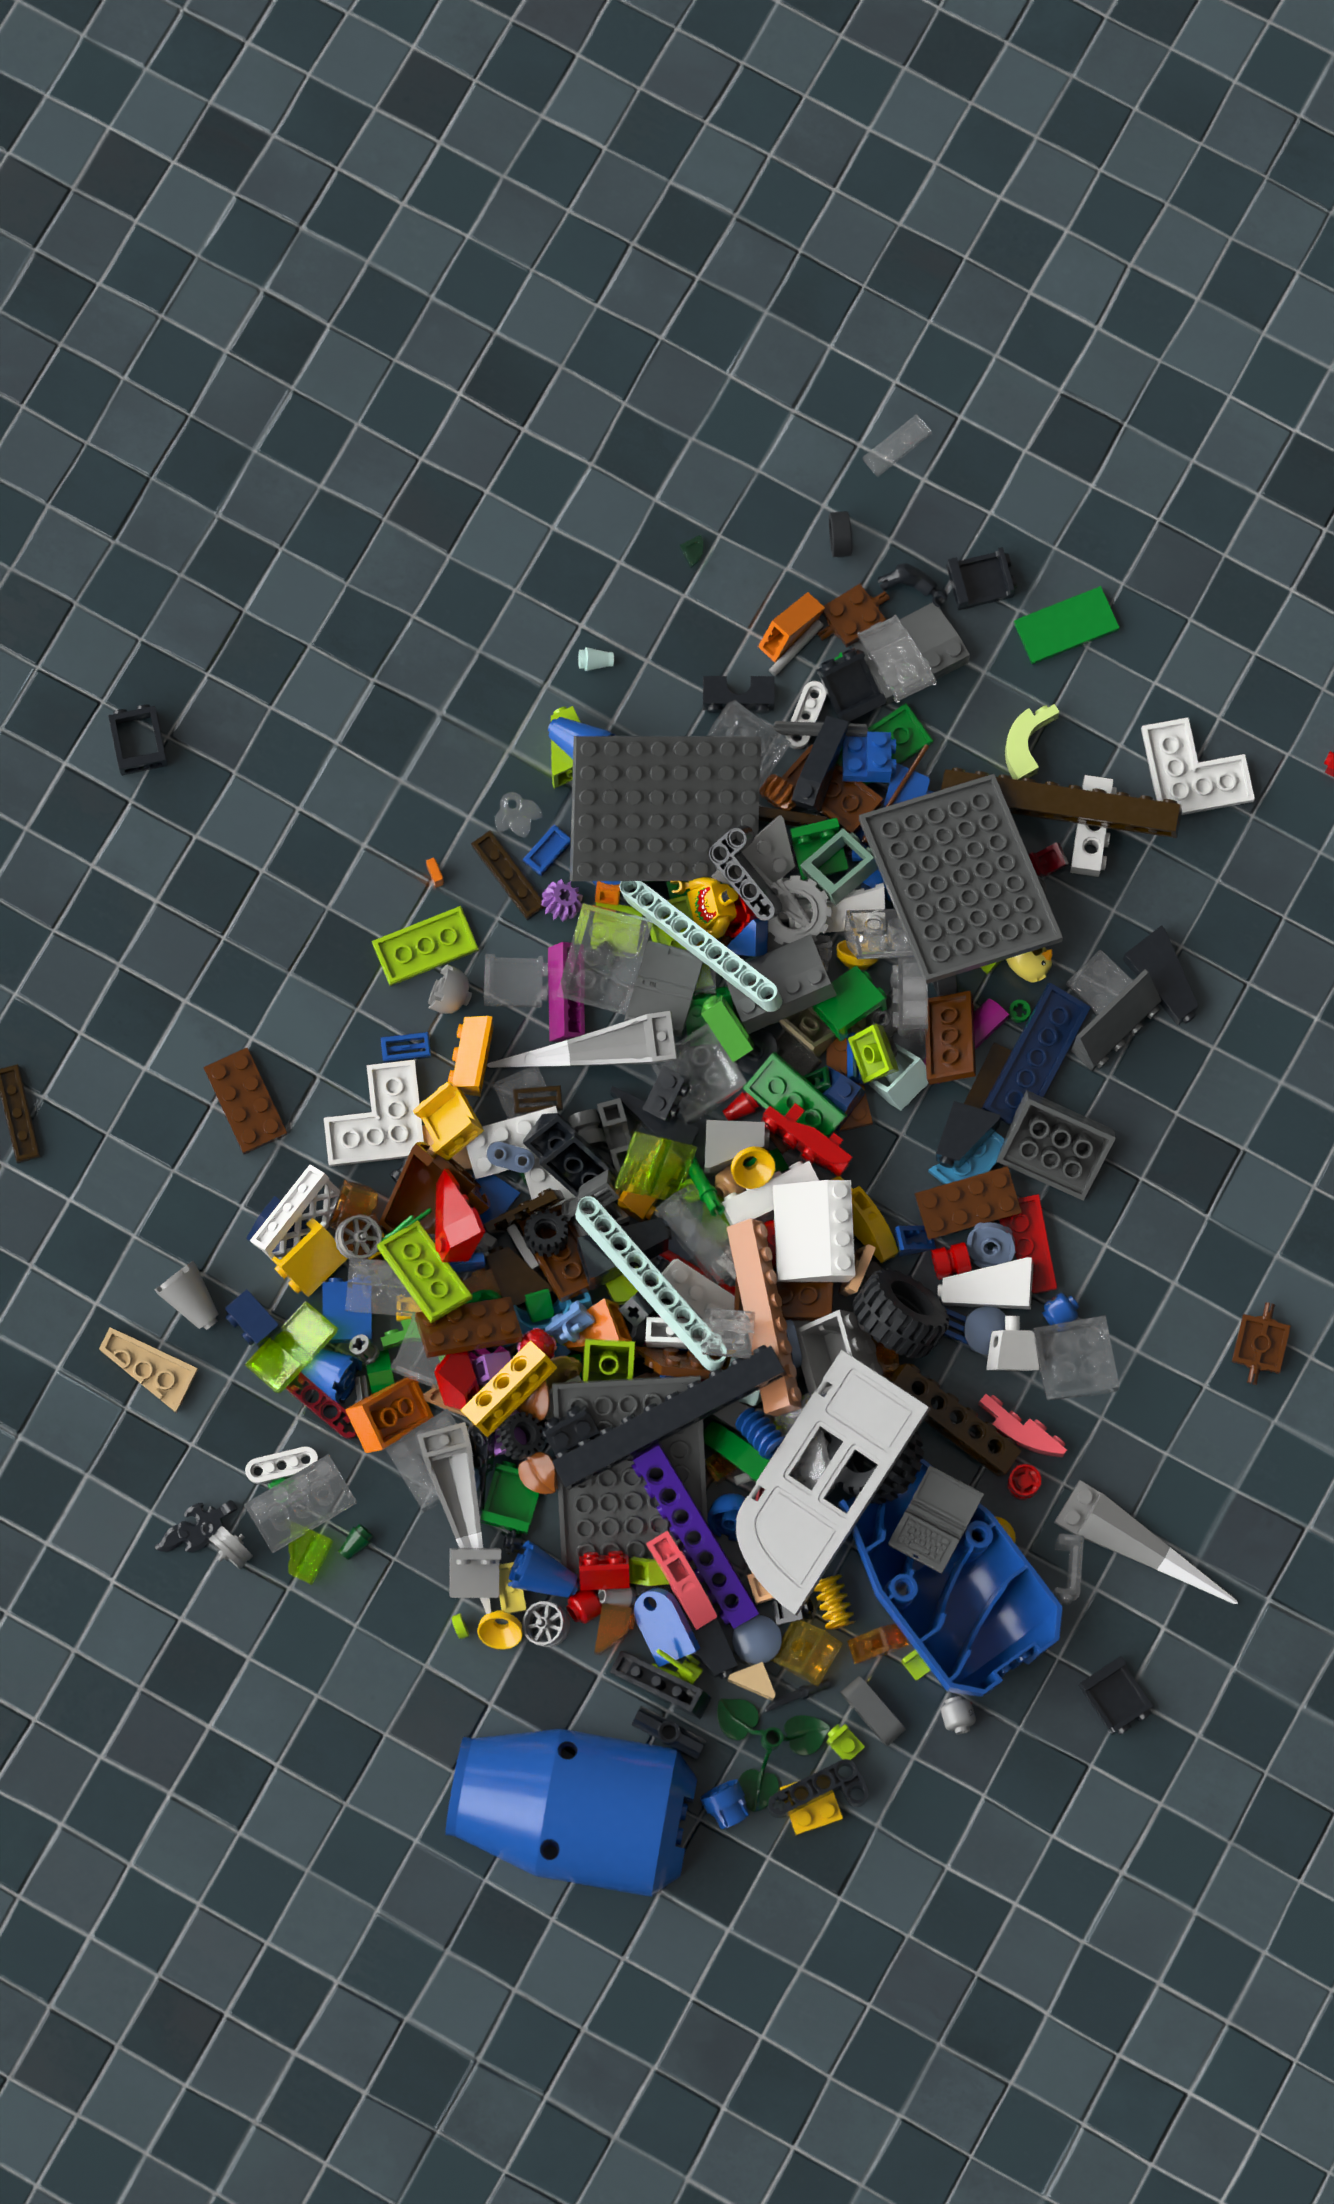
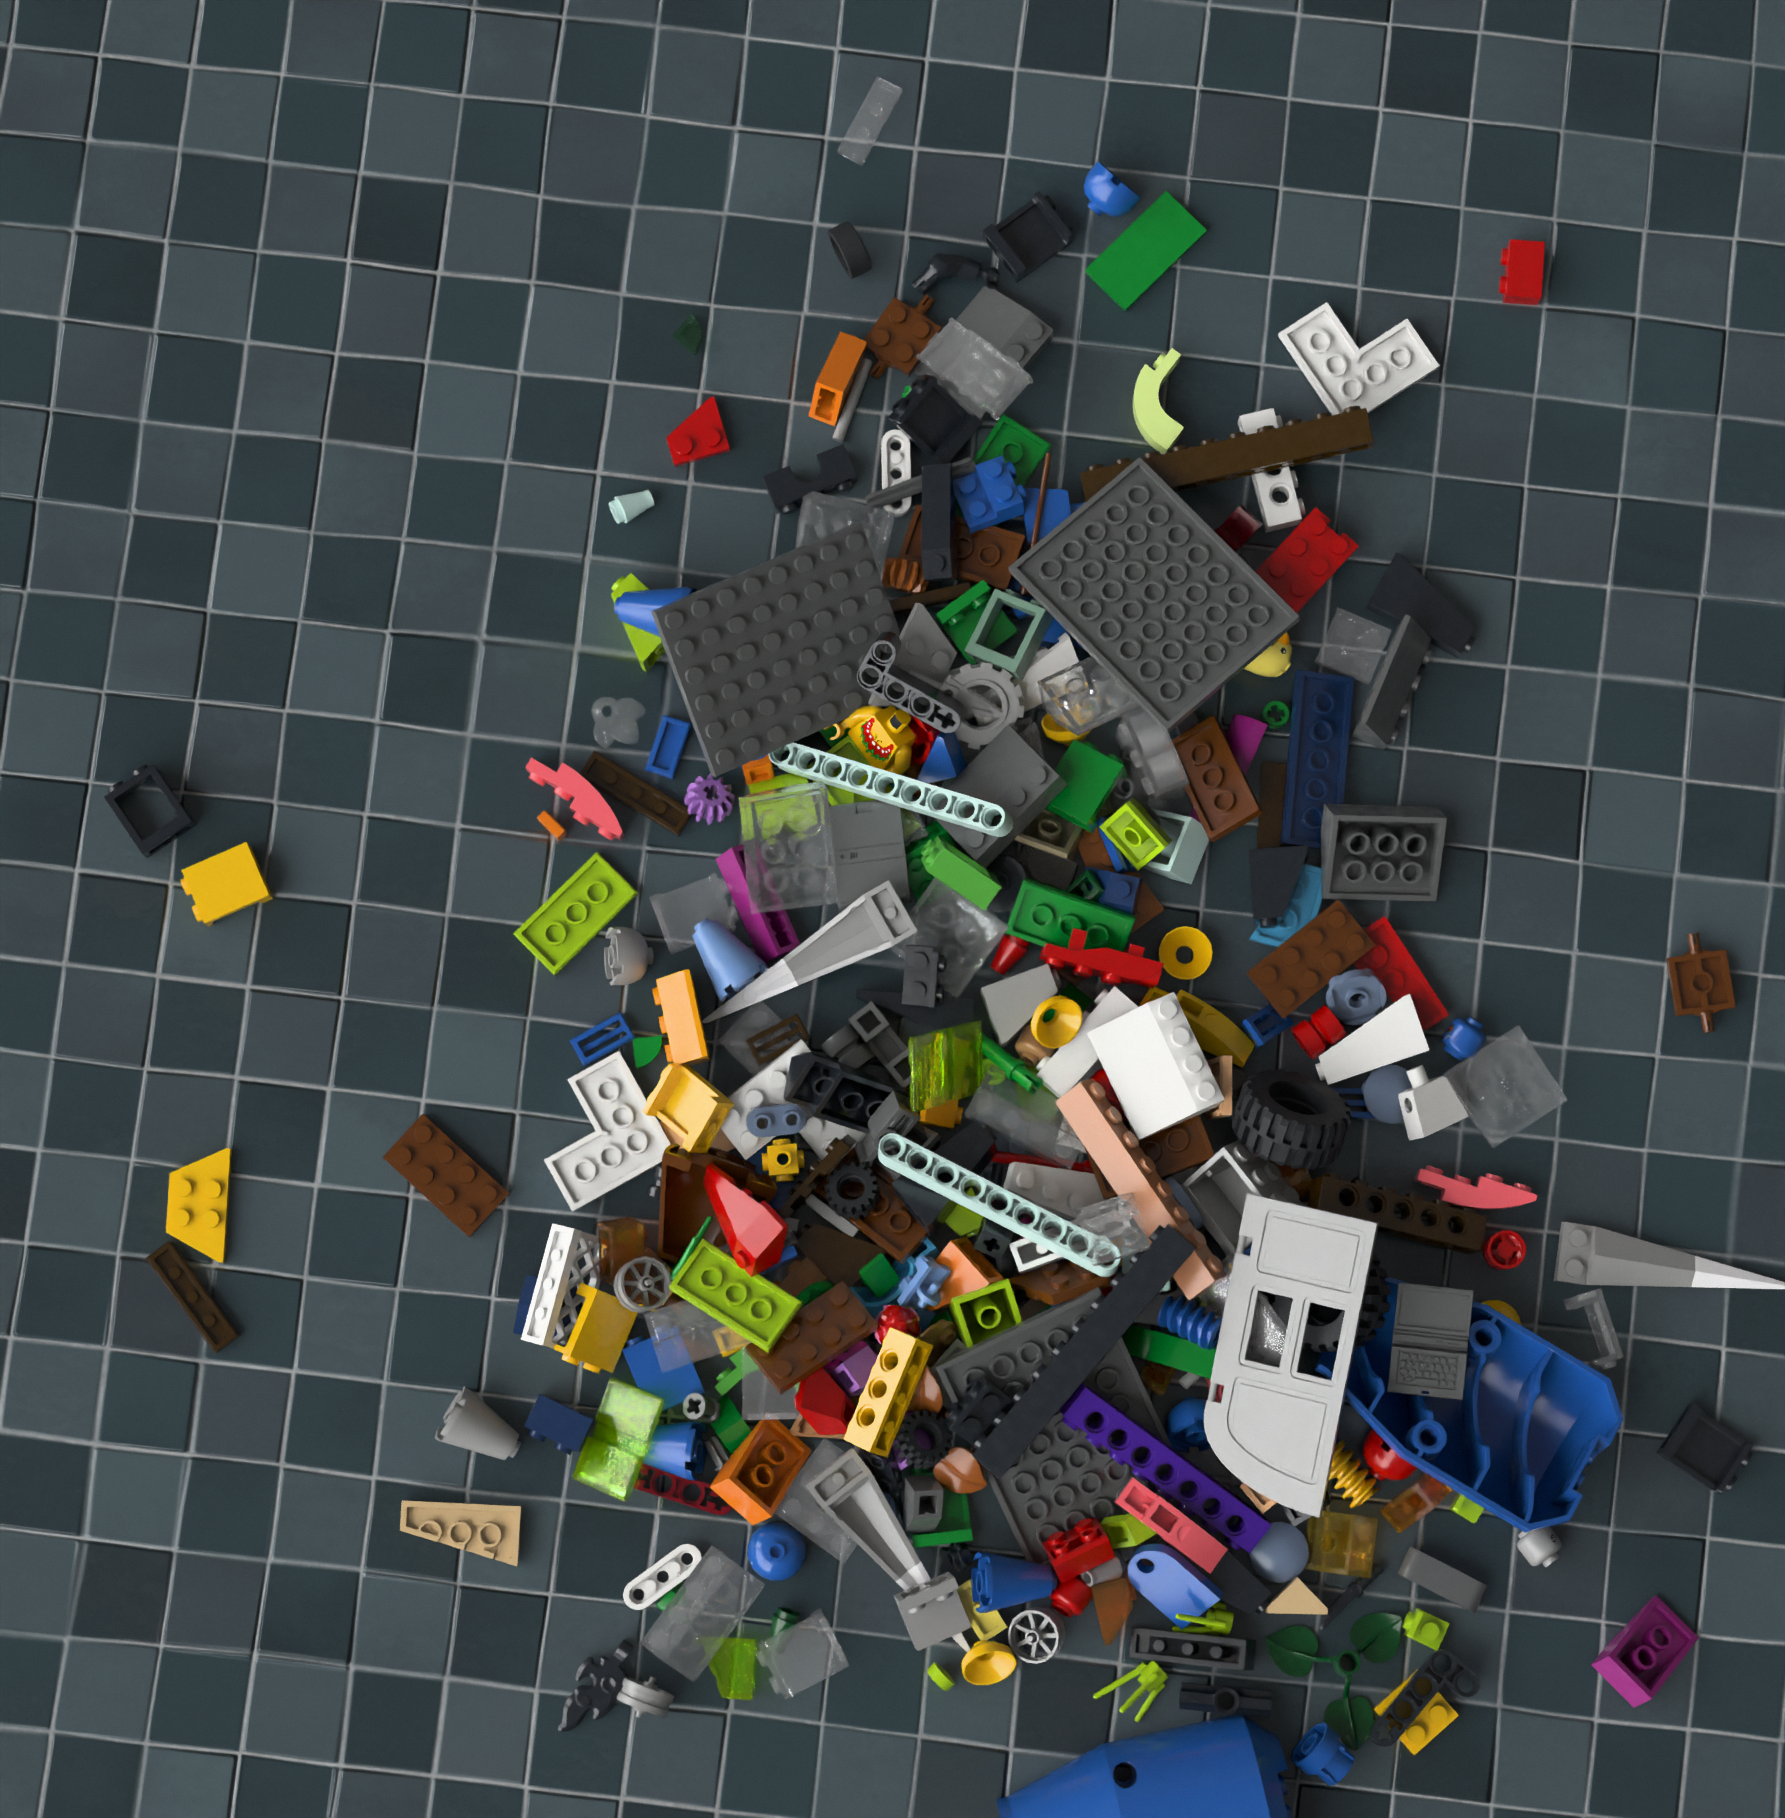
camera: 20 degrees left, 5 degrees up
(52, 1047) = (200, 1204): none -> yellow wing
(171, 816) = (225, 884): none -> yellow panel
(362, 1565) = (802, 1655): none -> clear panel
(376, 1482) = (776, 1551): none -> blue cylinder
(435, 1068) = (646, 1050): none -> green tile
(468, 866) = (587, 802): none -> coral slope
(499, 1489) = (922, 1504): none -> dark grey slope
(507, 1198) = (785, 1172): none -> yellow brick
(523, 1023) = (726, 958): none -> medium blue cone
(618, 1693) = (1151, 1678): none -> lime plant
(668, 628) = (698, 435): none -> red wing
(866, 1603) = (1383, 1460): none -> red cylinder
(879, 1149) = (1190, 938): none -> yellow piece
(1006, 1829) = (1645, 1652): none -> magenta slope
(1055, 569) = (1108, 192): none -> blue cylinder
(1088, 905) = (1306, 560): none -> red piece

